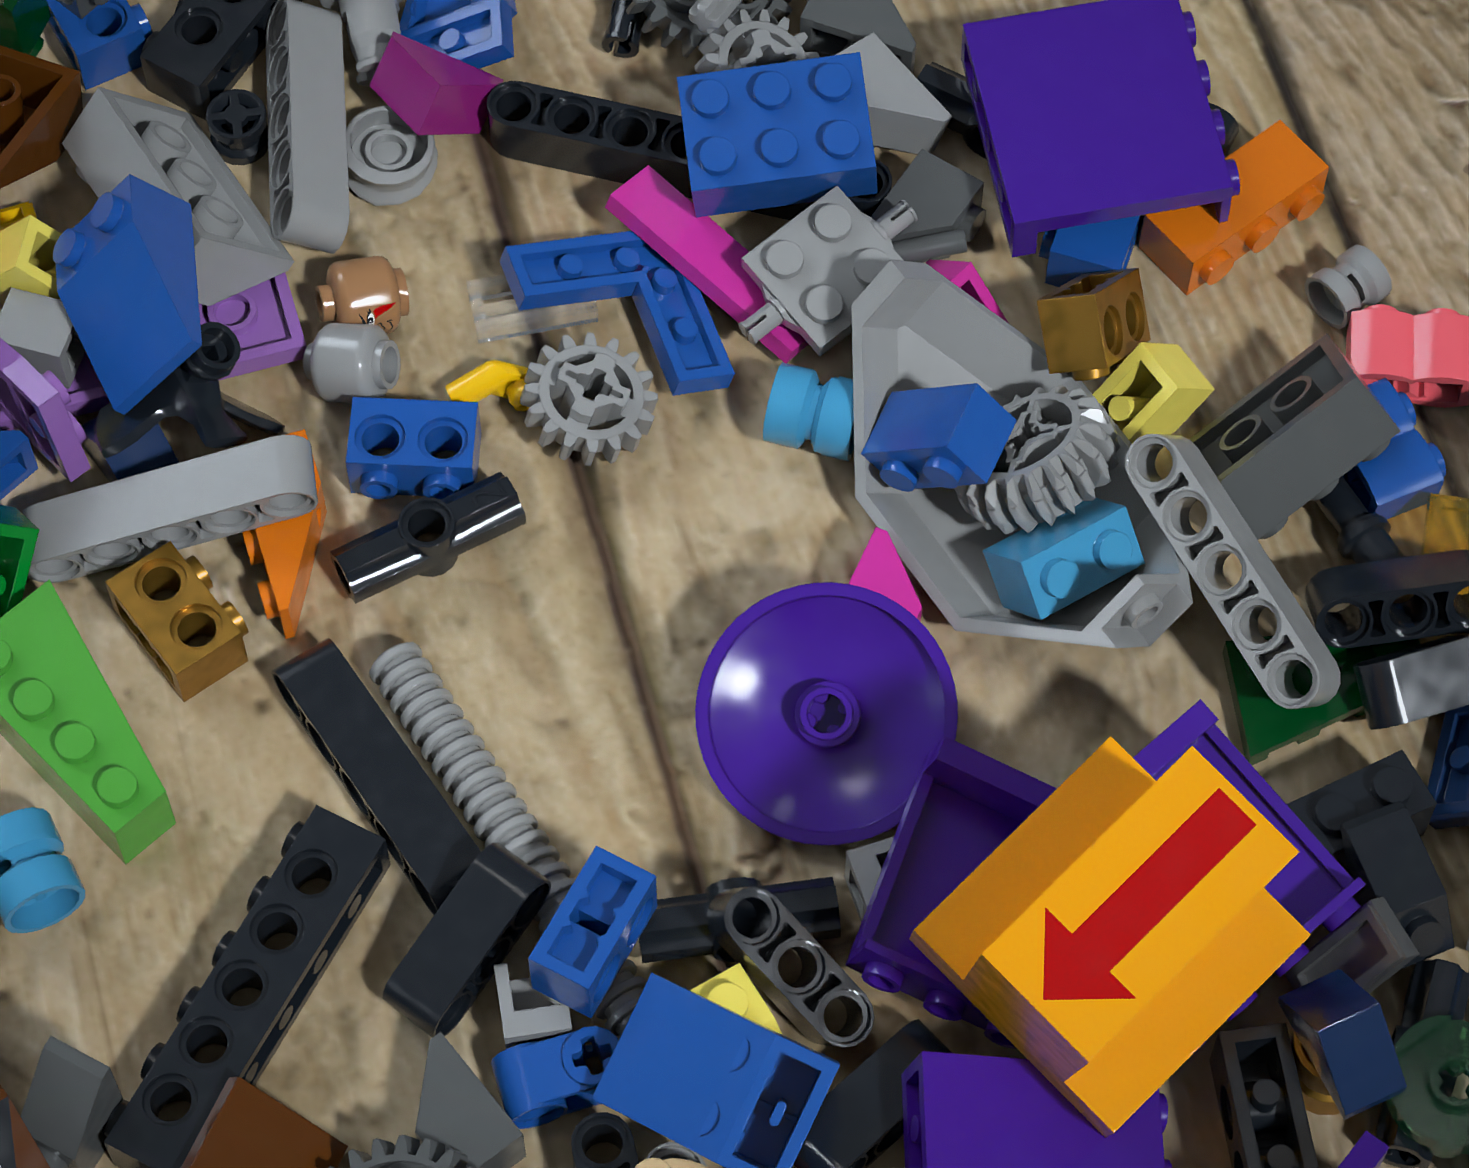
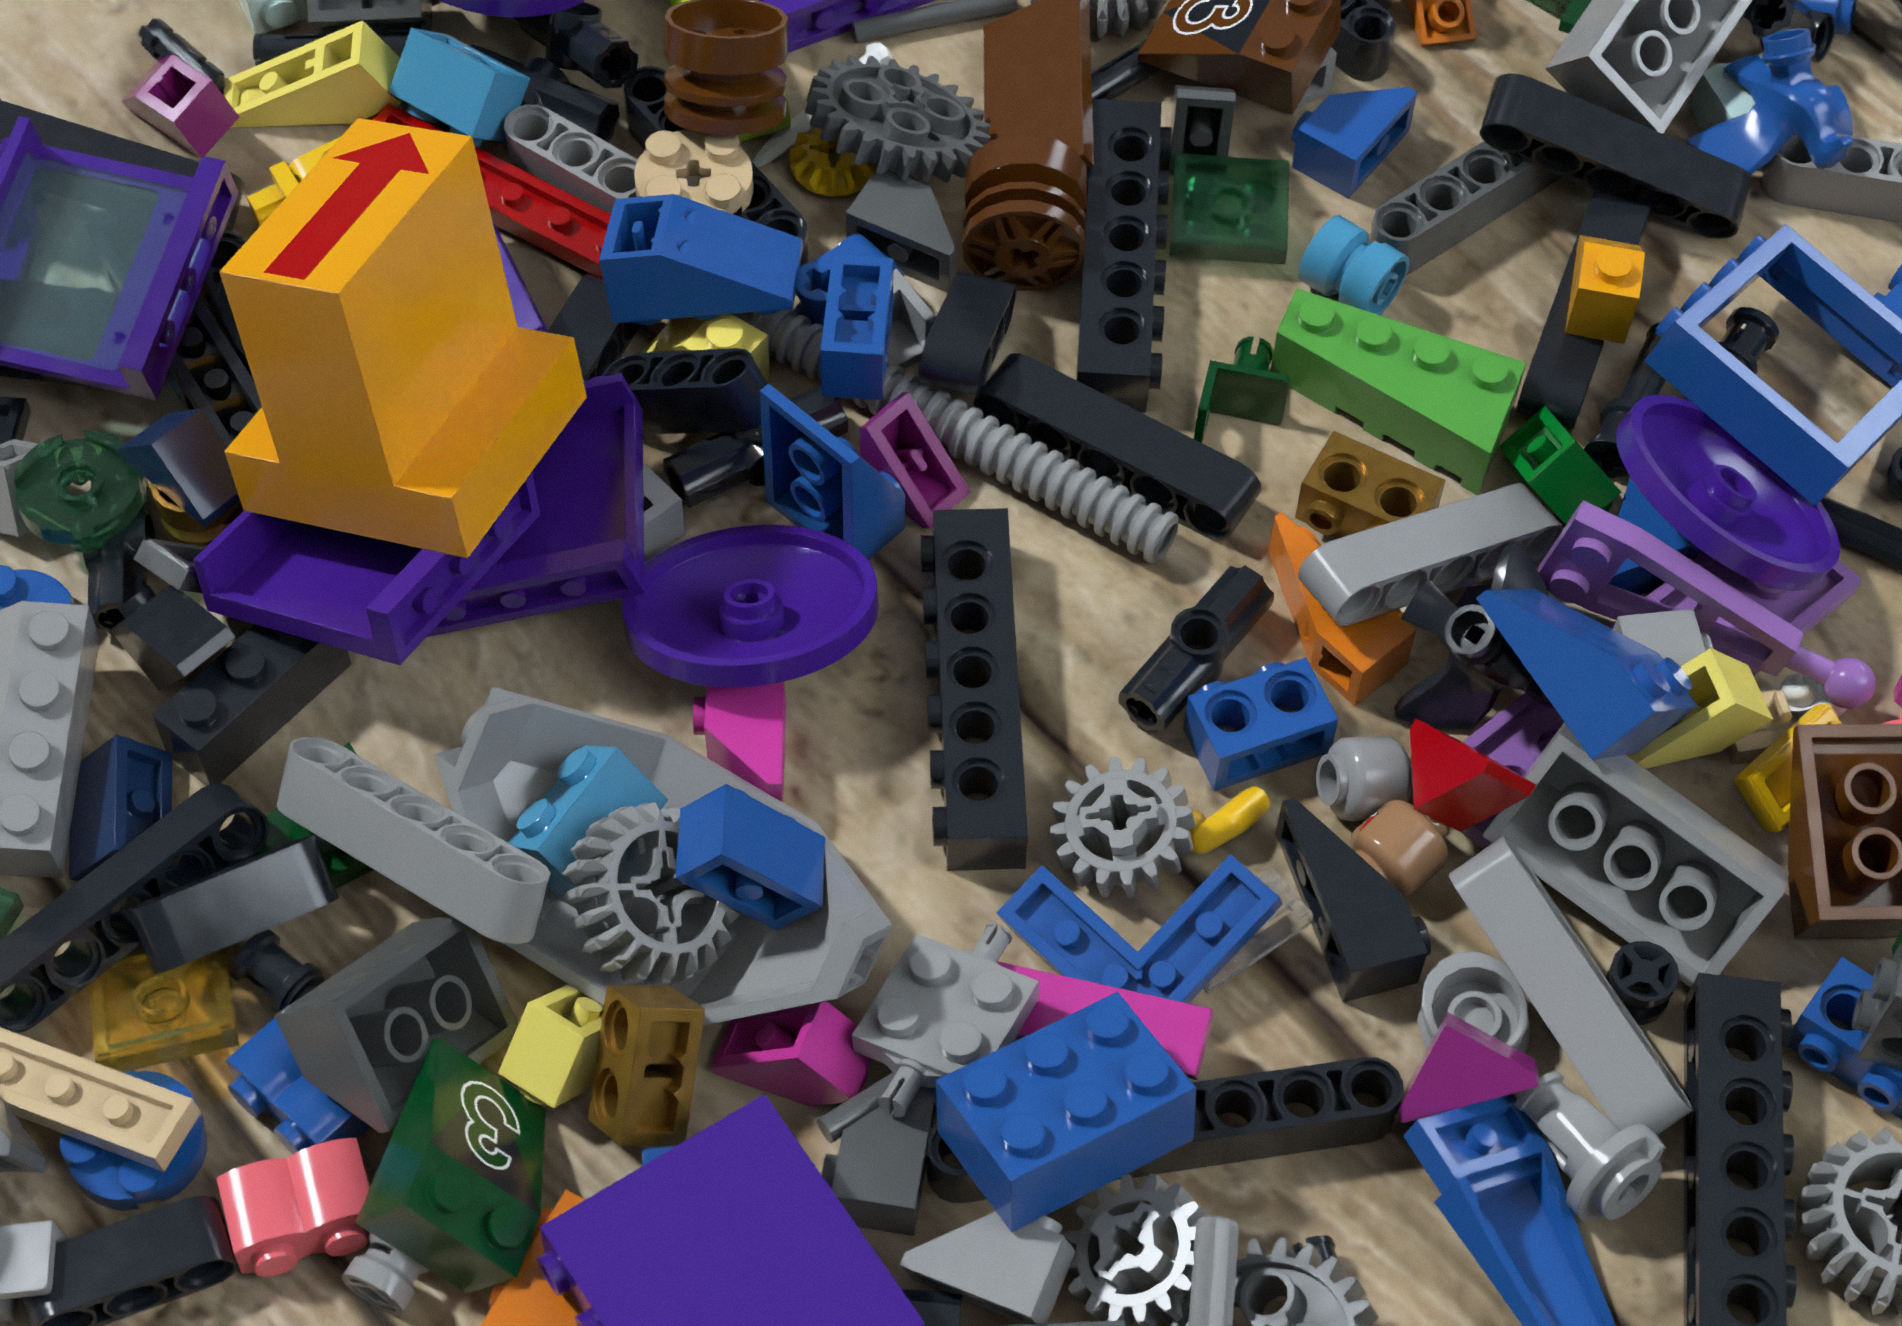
camera: 155 degrees right, 5 degrees down
(101, 1005) = (1229, 208): none -> clear green plate
(218, 791) = (1243, 388): none -> dark green bracket
(285, 289) = (1458, 781): none -> red slope
(334, 1050) = (1025, 211): none -> reddish brown wheel
(436, 249) = (1356, 912): none -> black slope
(596, 819) = (907, 448): none -> magenta slope
(688, 802) = (824, 481): none -> blue slope
(695, 444) = (994, 830): none -> black brick
(808, 410) = (907, 891): dark azure wheel -> none
(1274, 296) = (460, 1174): none -> dark green slope

